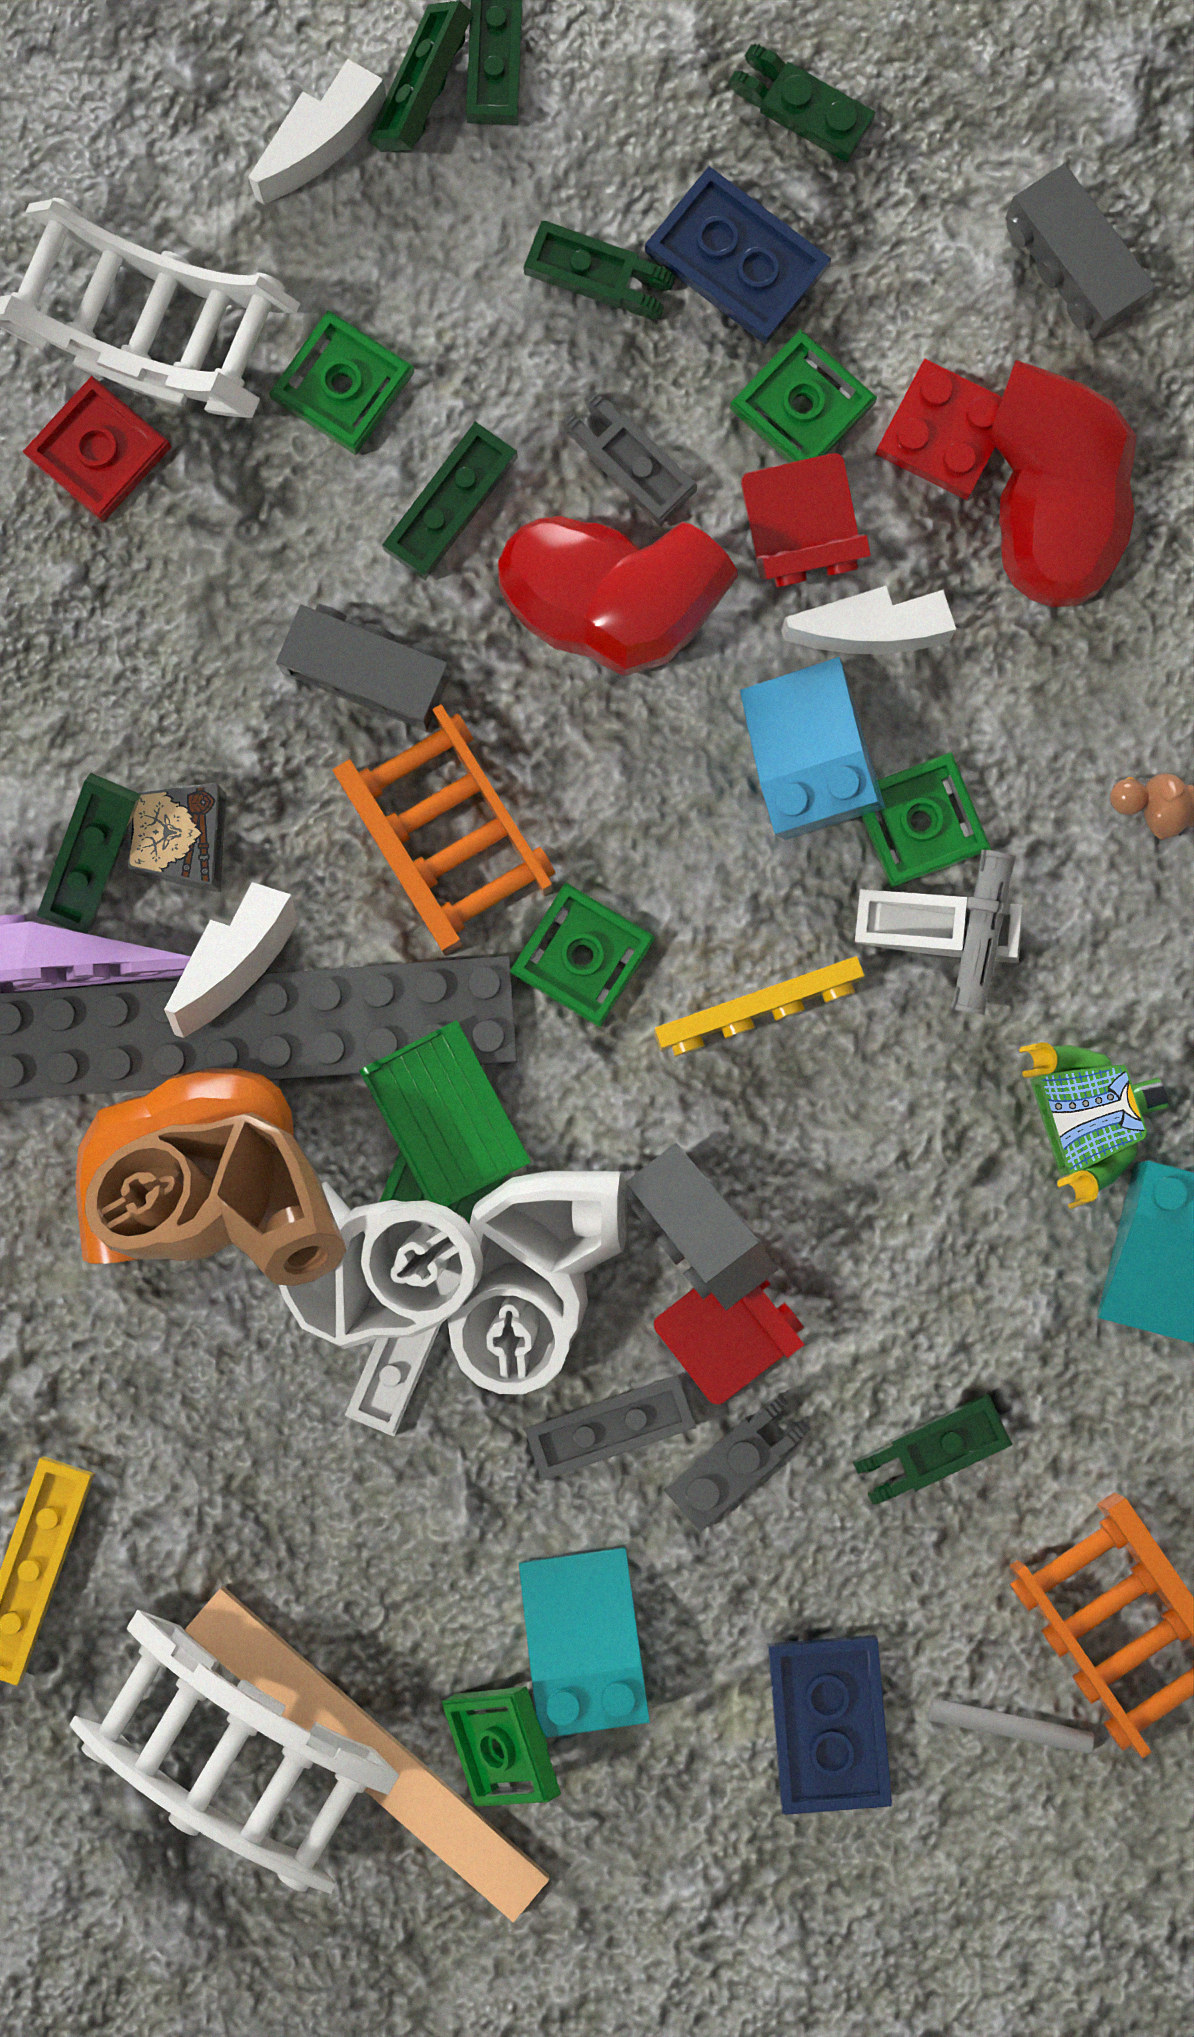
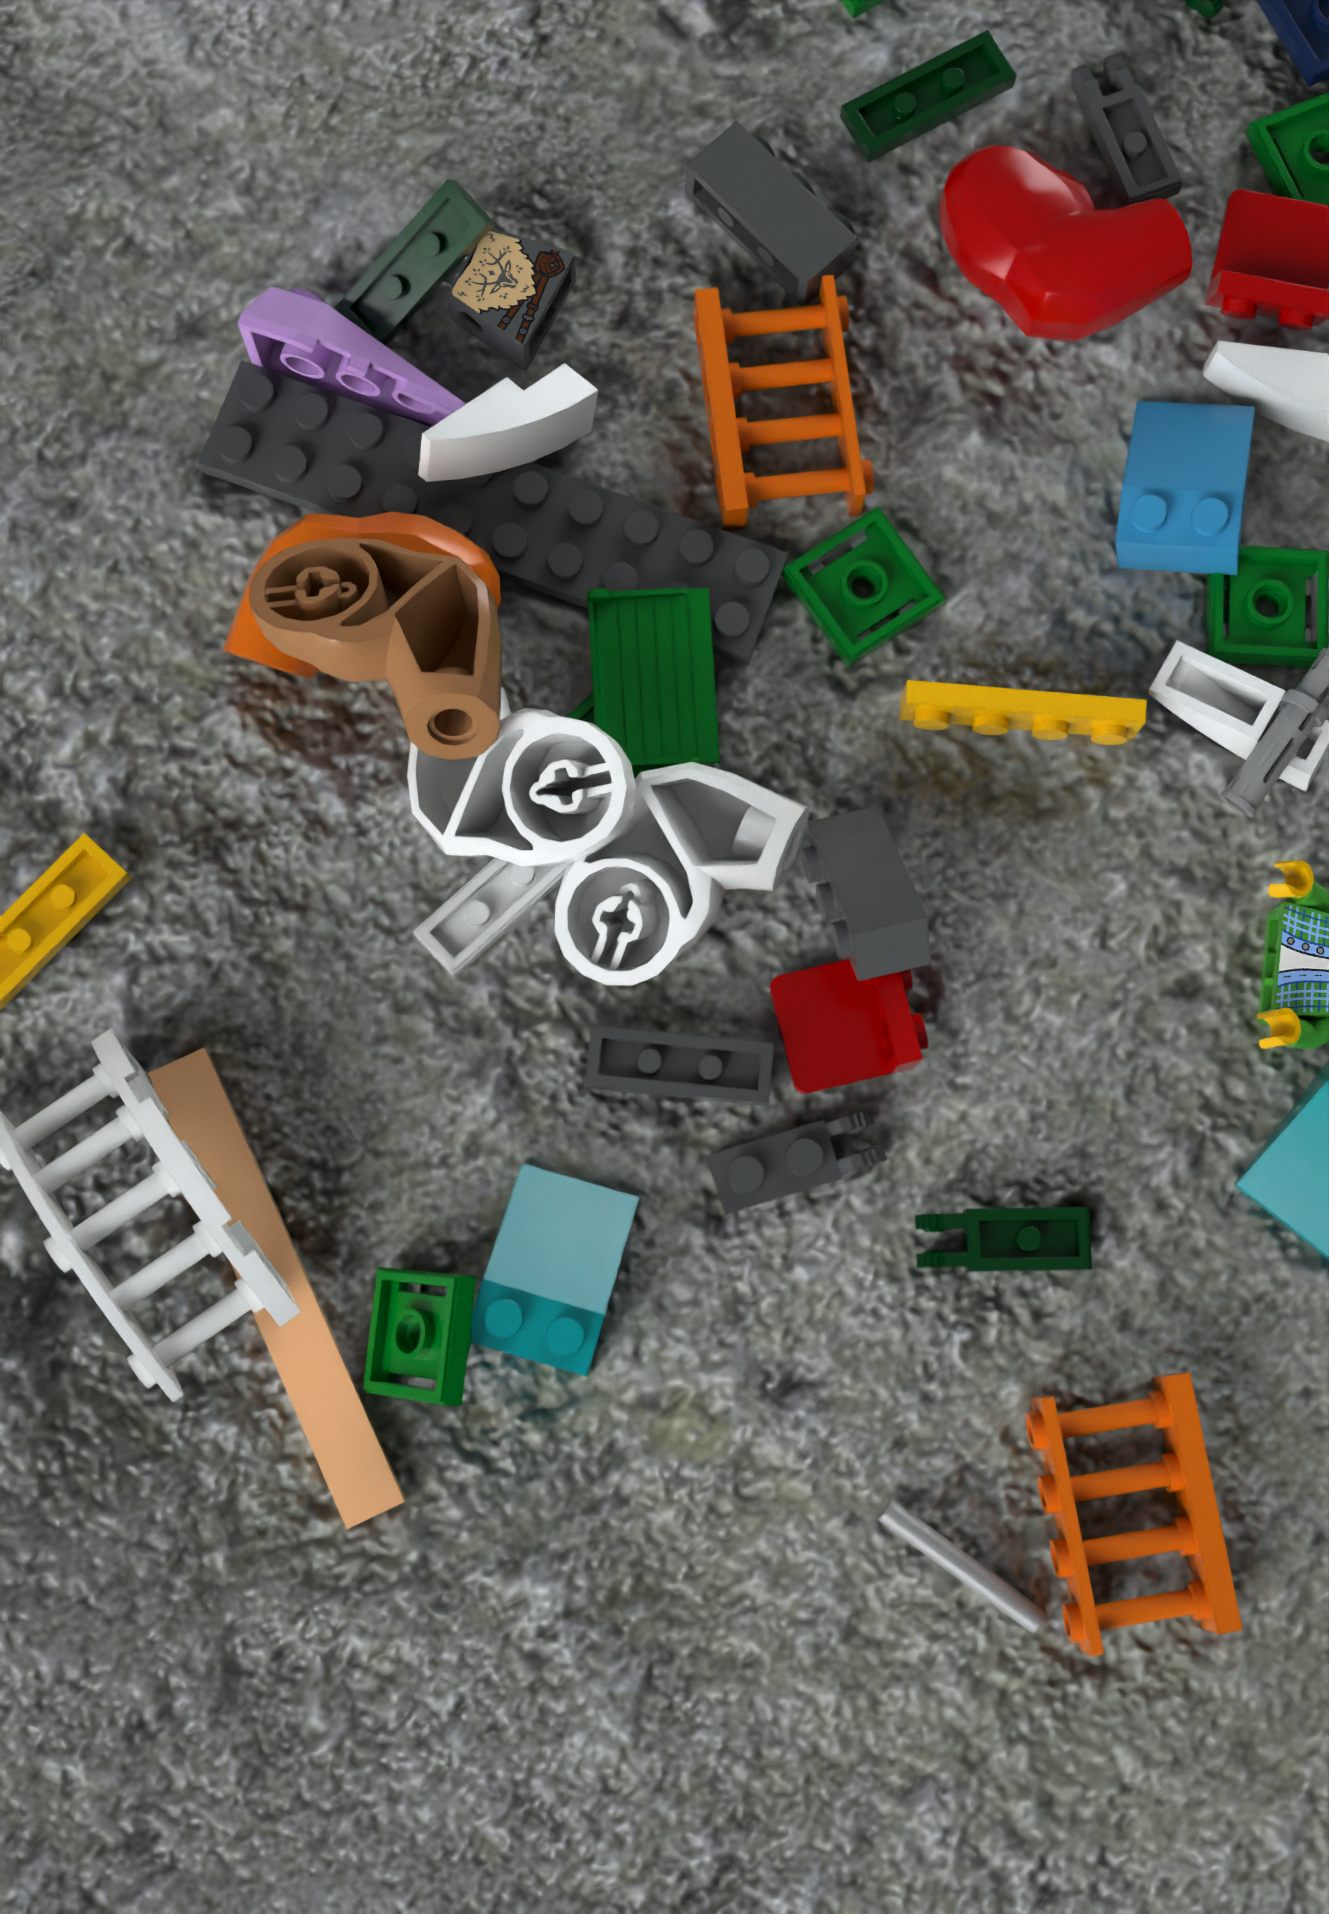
camera: 15 degrees right, 5 degrees down
(829, 1724) = (771, 1474): dark blue plate -> none

